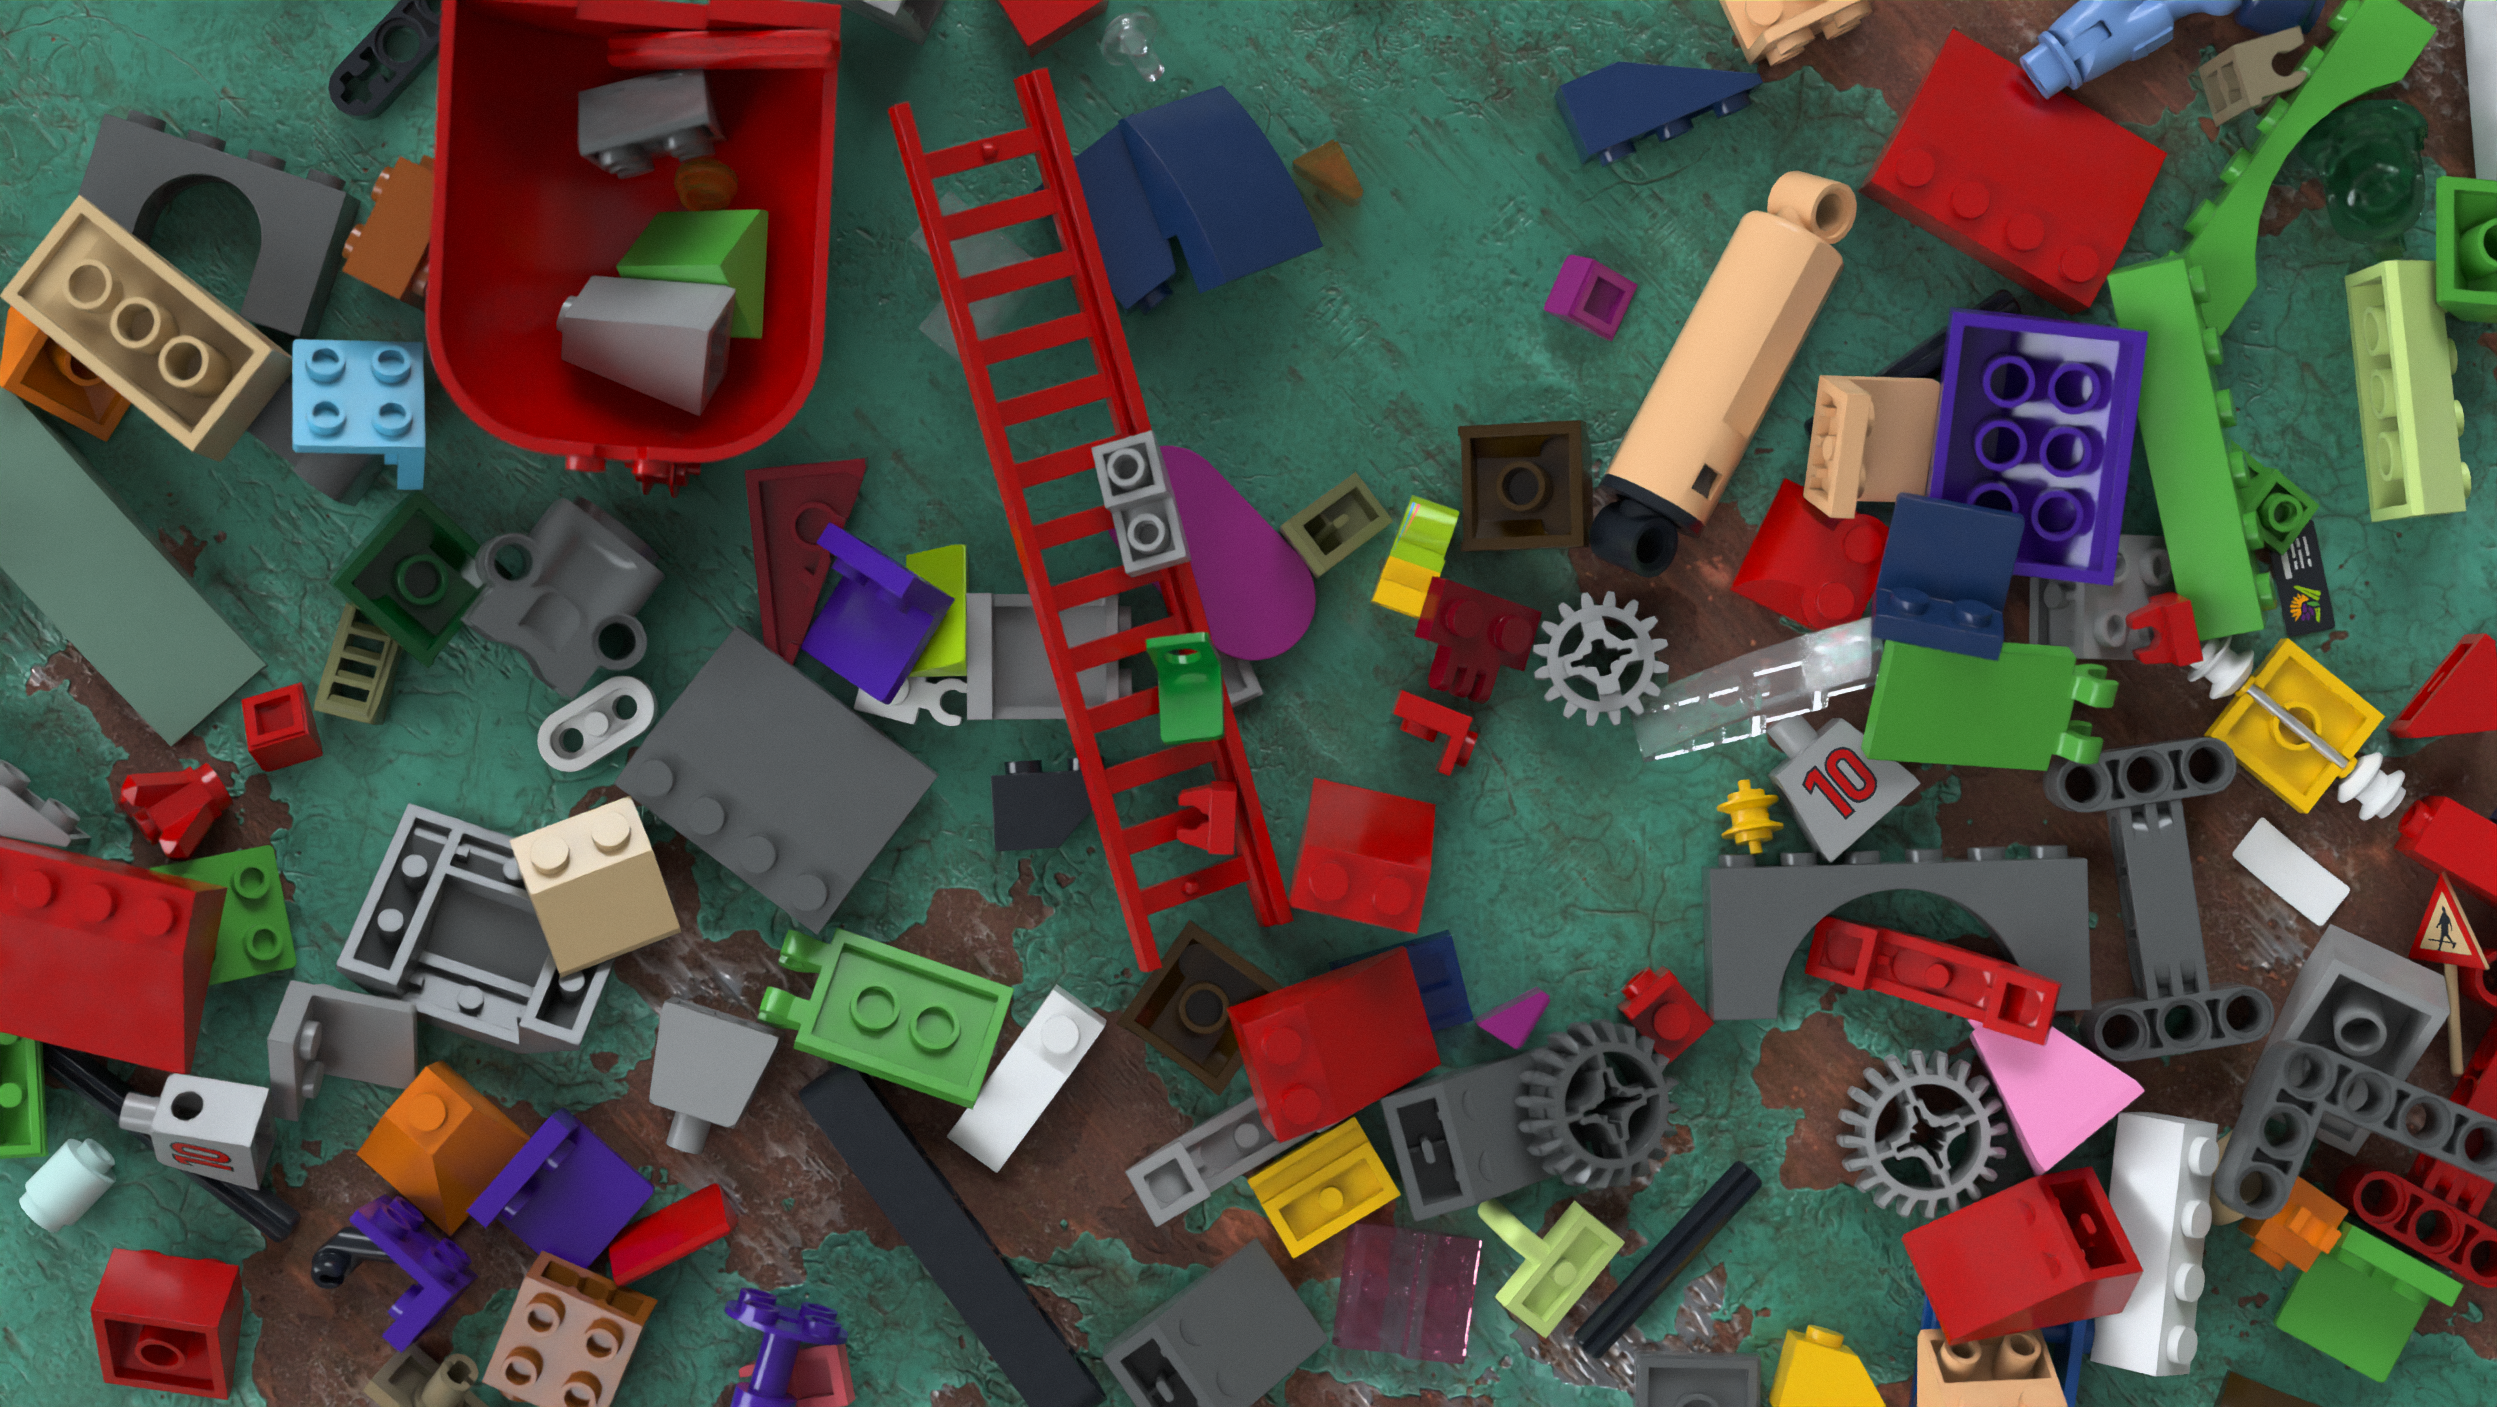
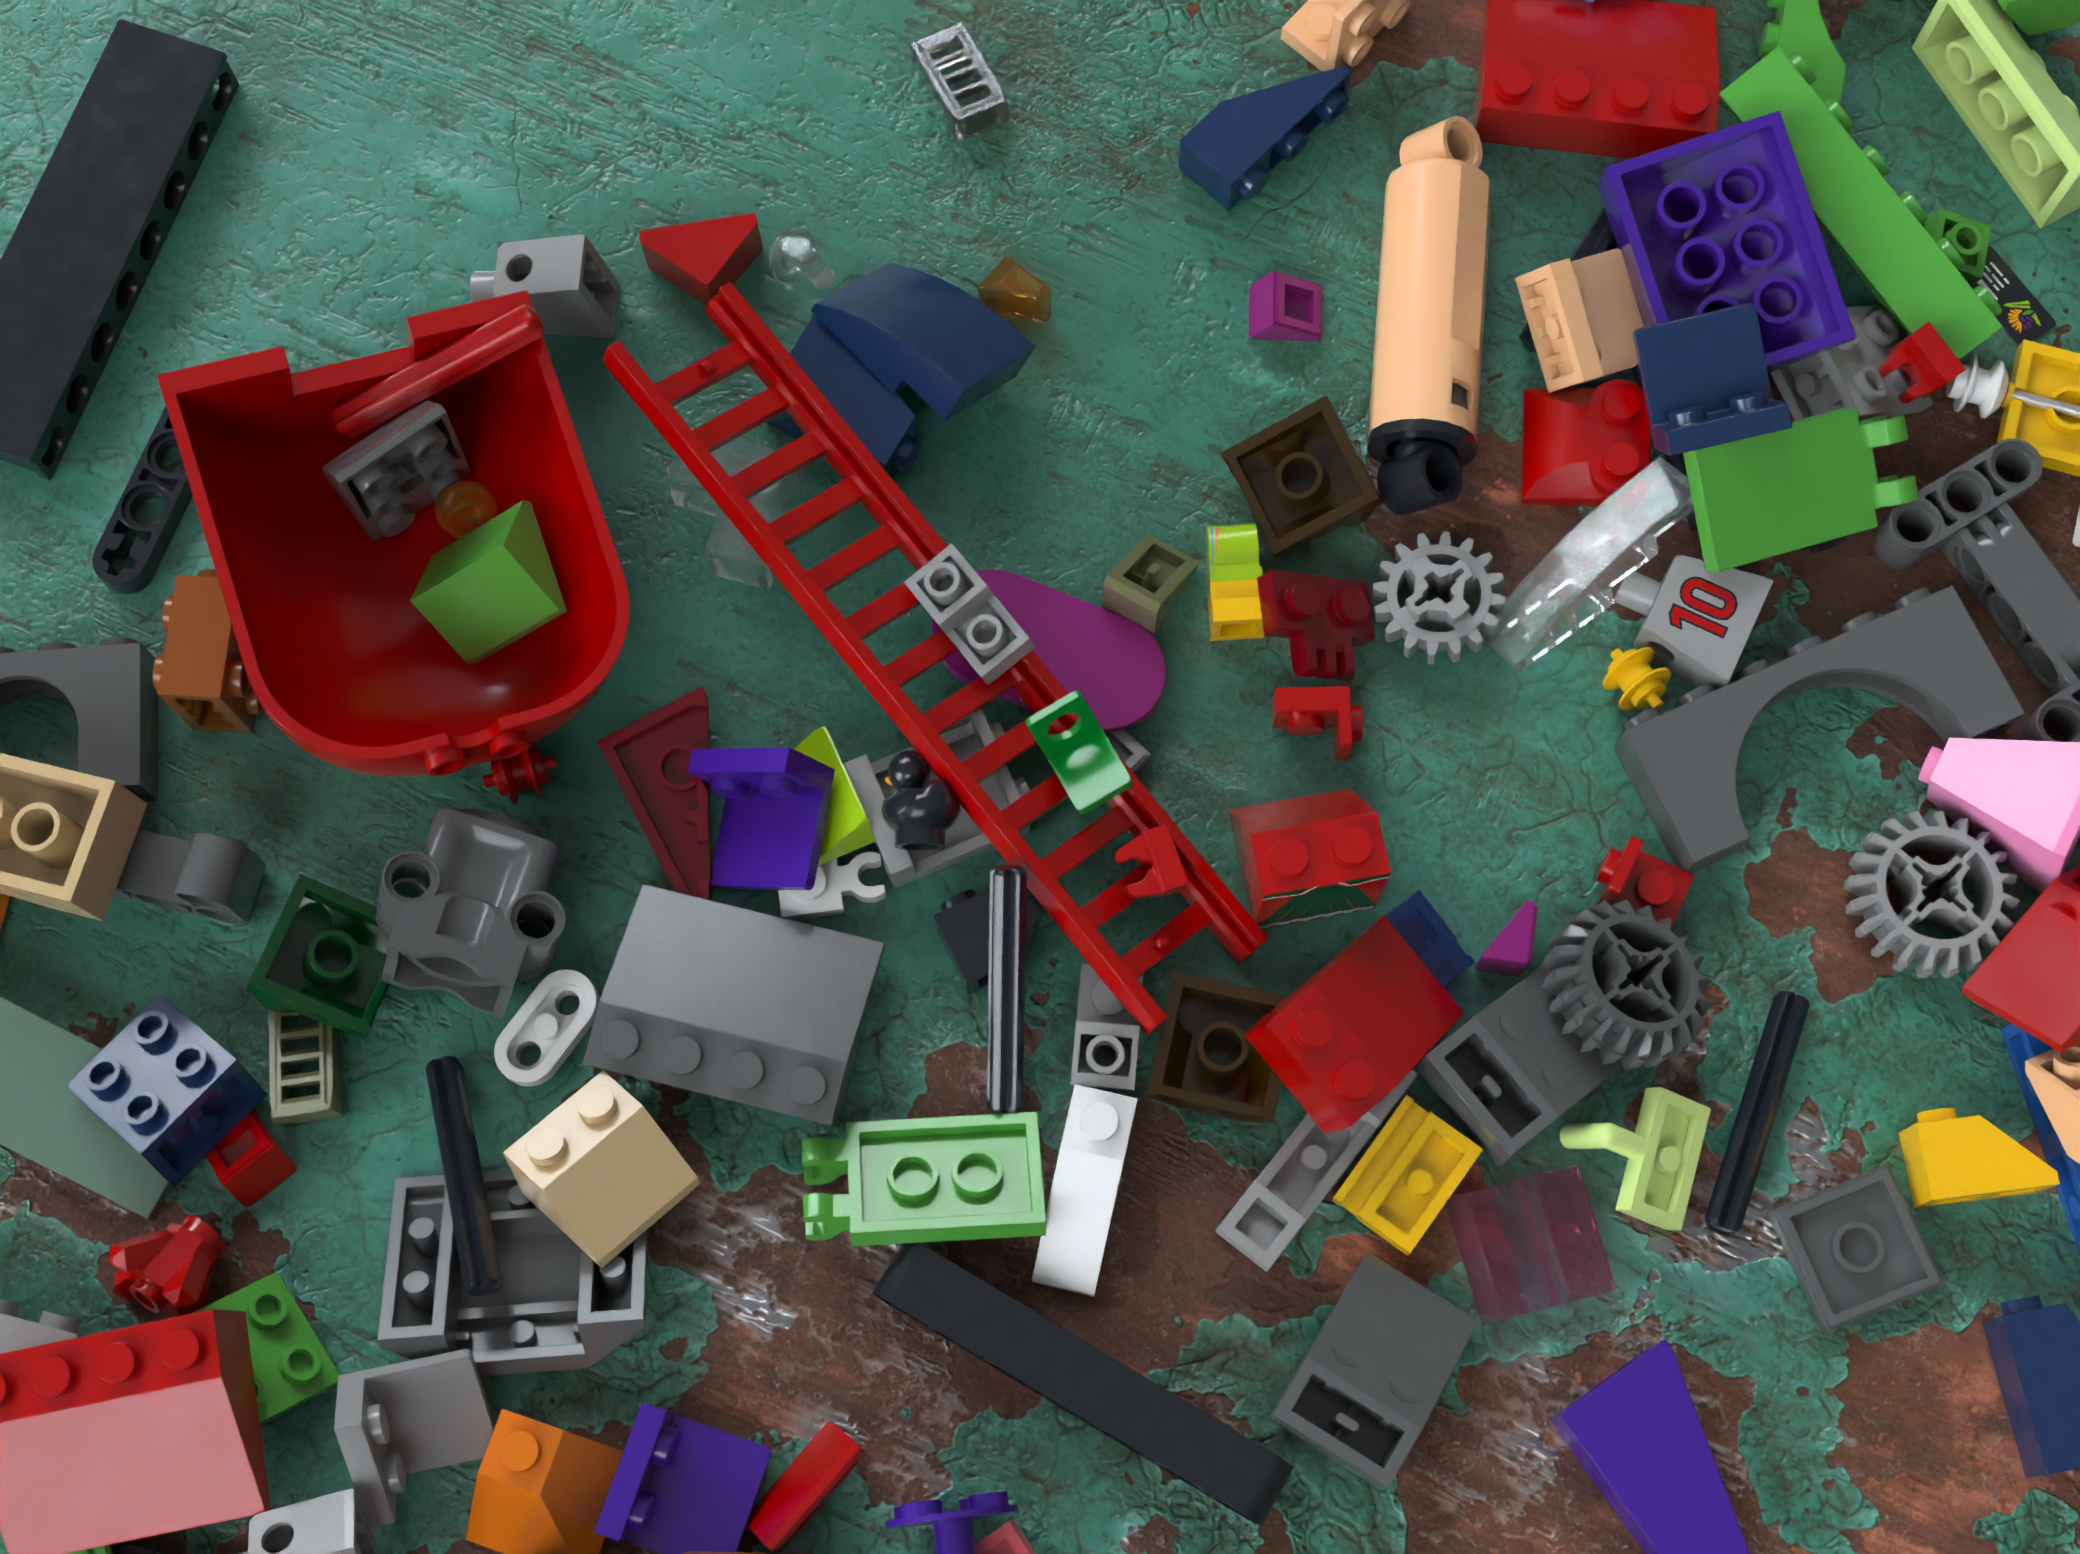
camera: 20 degrees left, 15 degrees down
(225, 639) = (167, 1089): none -> dark blue bracket
(361, 402) = (218, 807): medium azure bracket -> none
(469, 834) = (463, 1177): none -> black axle
(652, 336) = (467, 647): light grey slope -> none
(707, 1069) = (777, 1307): light grey torso -> none
(1012, 677) = (920, 807): none -> black animal
(1029, 873) = (1006, 988): none -> black axle
(1099, 954) = (1104, 1037): none -> light grey slope
(1934, 975) = (1873, 744): red slope -> none

